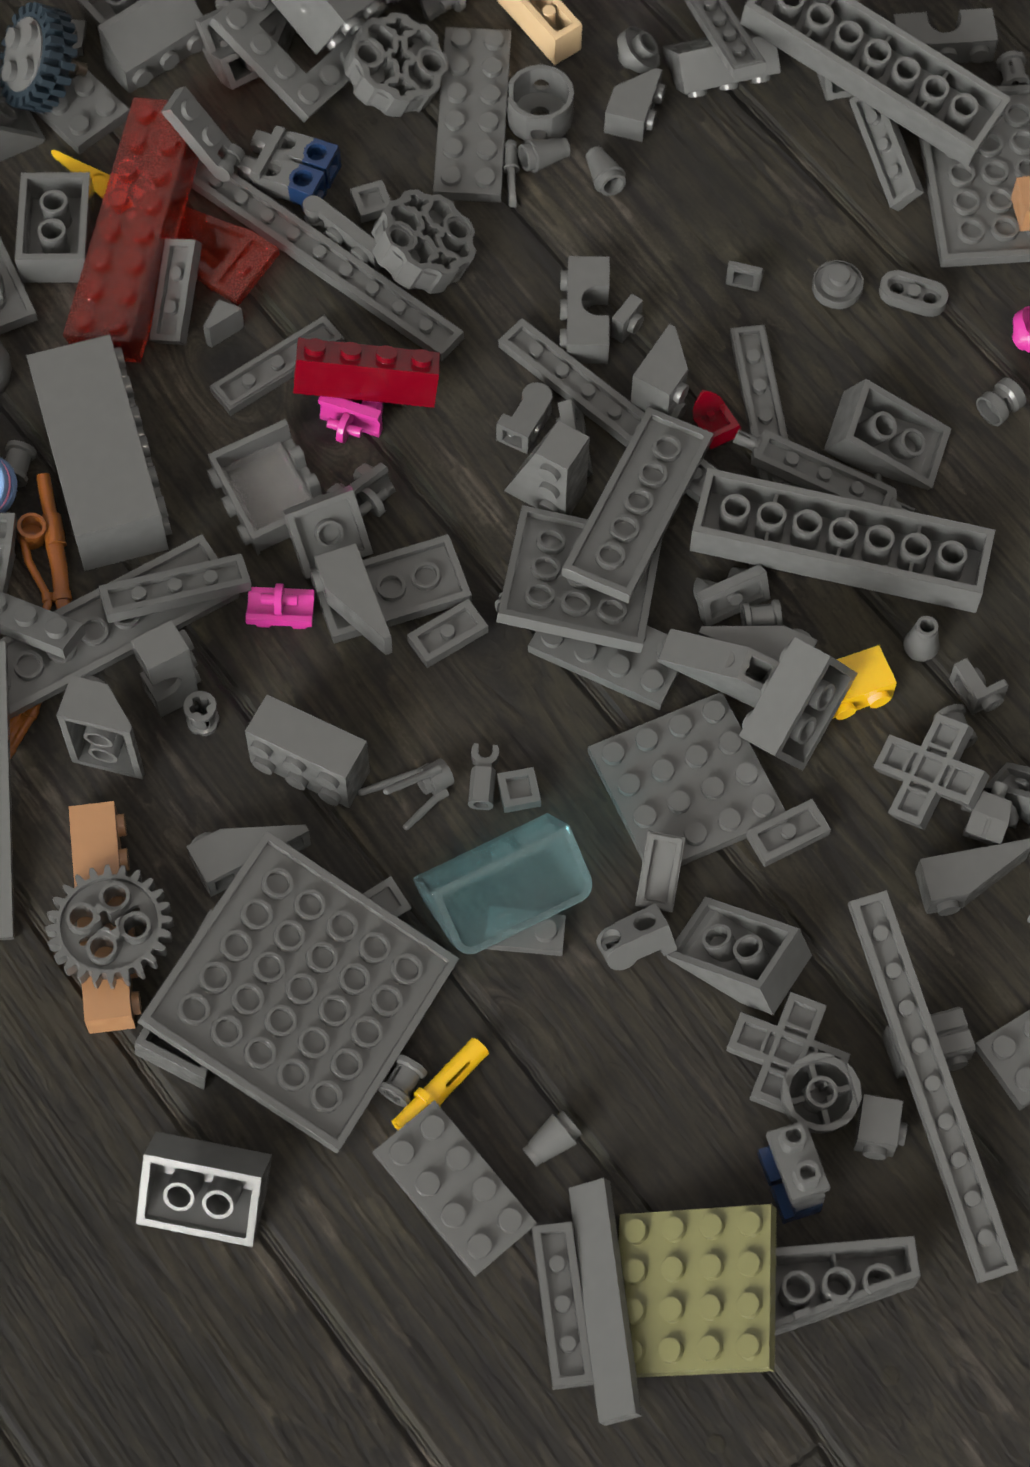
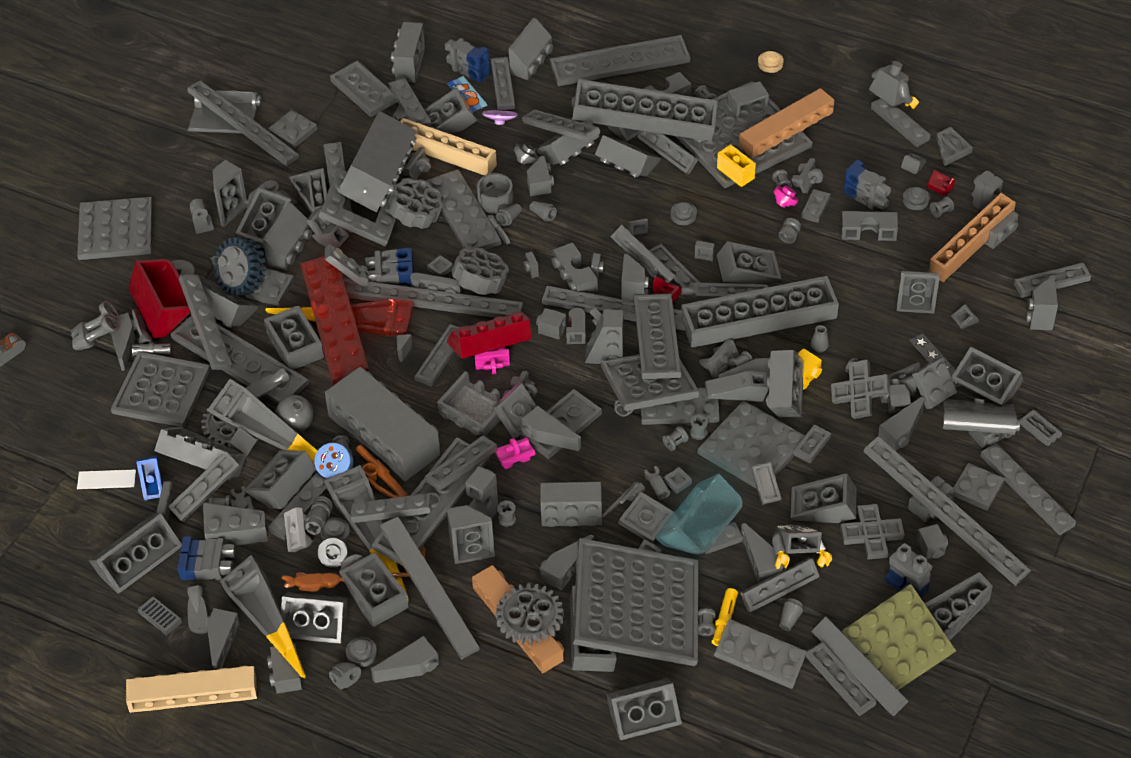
camera: 25 degrees left, 15 degrees down
(175, 291) = (372, 341): dark grey plate -> none
(421, 833) = (645, 517): none -> dark grey plate
(447, 633) = (600, 430): dark grey plate -> none
(488, 392) = (551, 323): none -> dark grey brick
(520, 265) = (531, 265): none -> dark grey plate
(562, 709) = (675, 438): none -> dark grey bush
(568, 1074) = (779, 584): none -> dark grey plate
(570, 1012) = (760, 554): none -> dark grey slope
(614, 695) = (699, 424): none -> dark grey bush
(636, 938) = (773, 514): dark grey leg -> none
(639, 1009) = (798, 539): none -> dark grey torso
(701, 340) = (641, 255): none -> dark grey plate
(807, 130) = (626, 156): none -> slope
(820, 1092) = (898, 531): dark grey cylinder -> none
(829, 373) = (704, 250): none -> dark grey plate
(913, 292) = (720, 203): dark grey plate -> none
(972, 688) = (852, 349): dark grey bracket -> none
(974, 236) = (736, 165): none -> yellow brick

